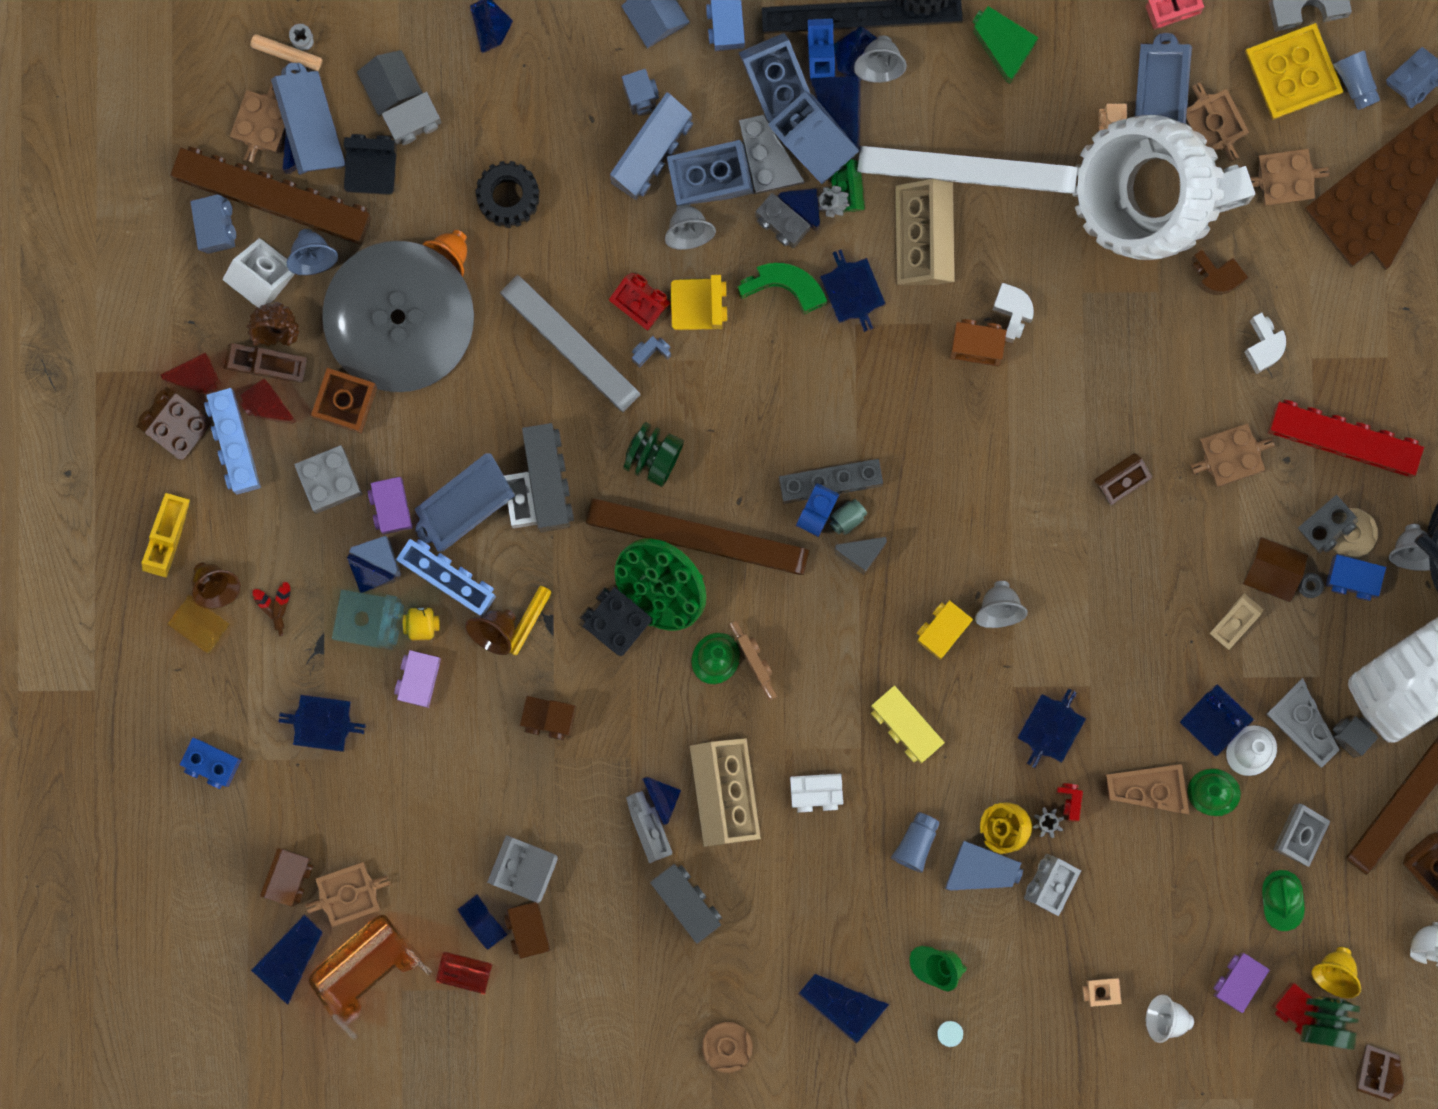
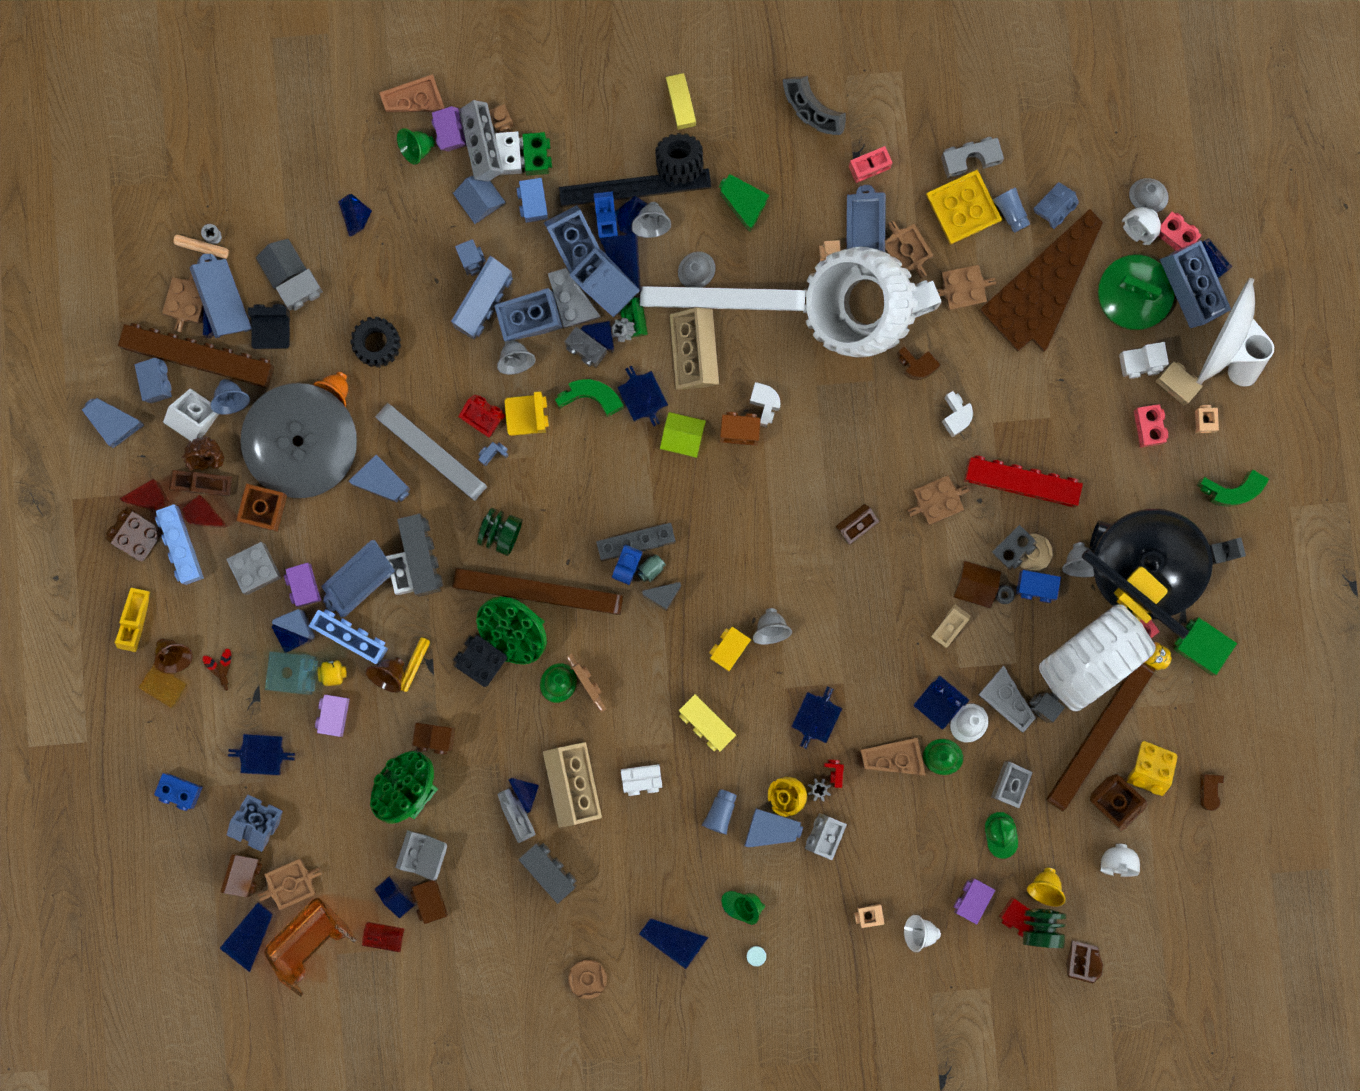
camera: 10 degrees left, 0 degrees up
(154, 274) = (111, 422): none -> sand blue slope
(308, 810) = (254, 823): none -> sand blue brick
(501, 376) = (380, 480): none -> sand blue slope
(504, 779) = (403, 788): none -> green bracket
(901, 345) = (682, 434): none -> lime slope
(935, 129) = (696, 270): none -> light grey hat

